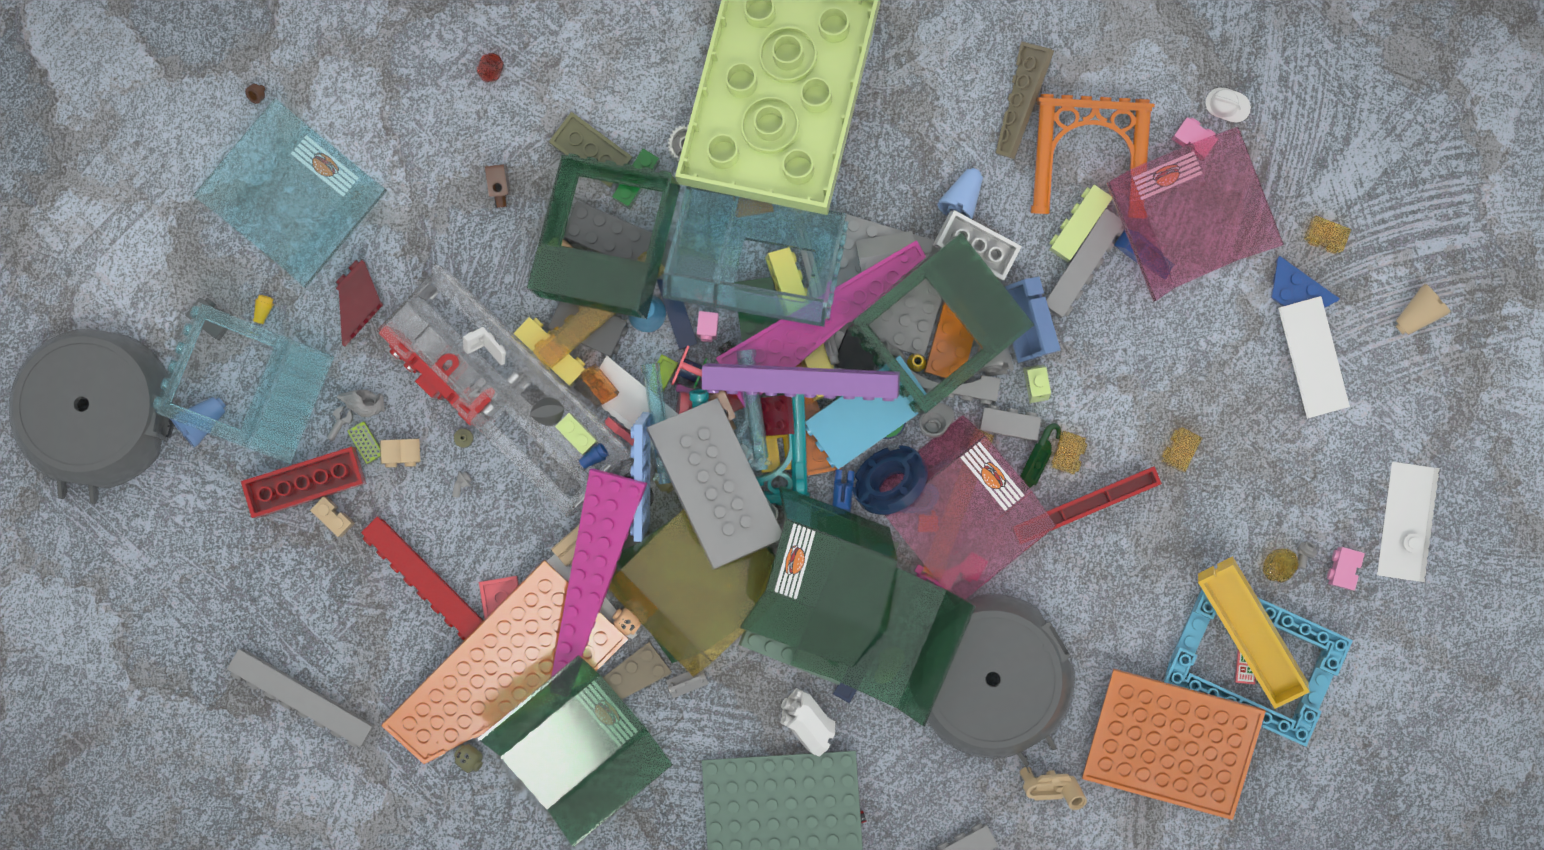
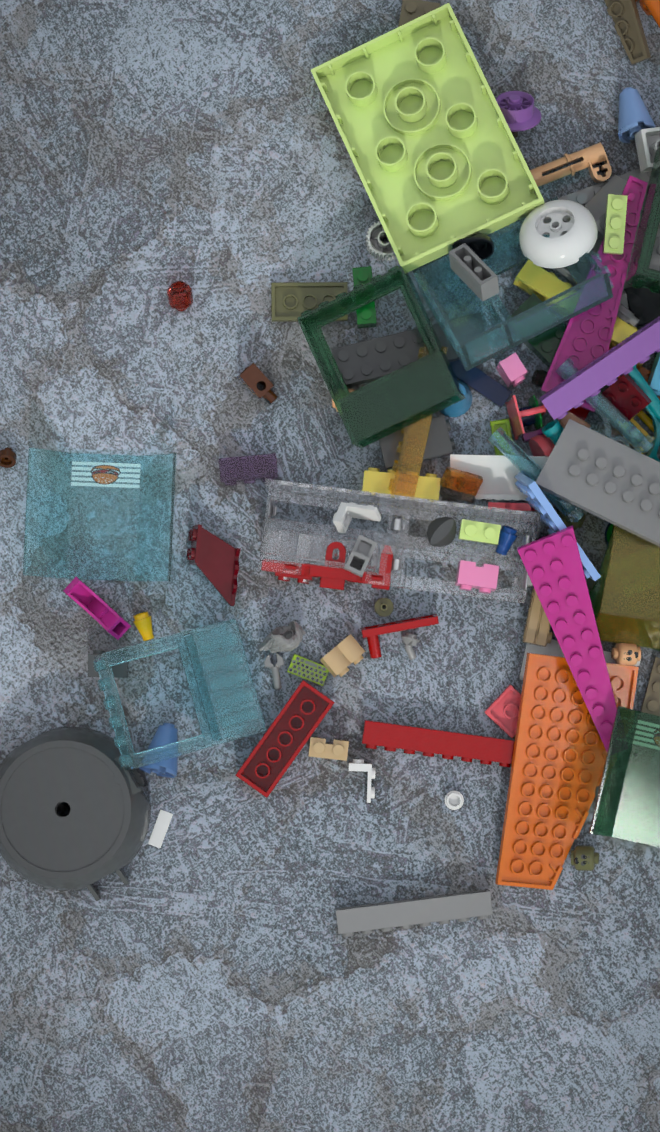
camera: 35 degrees left, 0 degrees up
(153, 479) = (160, 829): none -> white sticker
(235, 266) = (97, 608): none -> dark pink arch
(347, 549) = (359, 765): none -> white bracket
(401, 633) = (454, 800): none -> white plate
(438, 451) = (372, 632): none -> red piece
(439, 246) = (248, 469): none -> clear purple brick
(461, 380) = (360, 555): none -> light grey brick
(551, 472) = (476, 577): none -> bright pink brick
(726, 223) = (474, 272): none -> light grey brick
(745, 205) = (479, 243): none -> black cap
(829, 246) = (570, 231): none -> white brick
(870, 122) = (518, 111): none -> medium lavender piece
(873, 270) = (615, 224): none -> yellowish green plate
(903, 201) = (588, 156): none -> light nougat piece

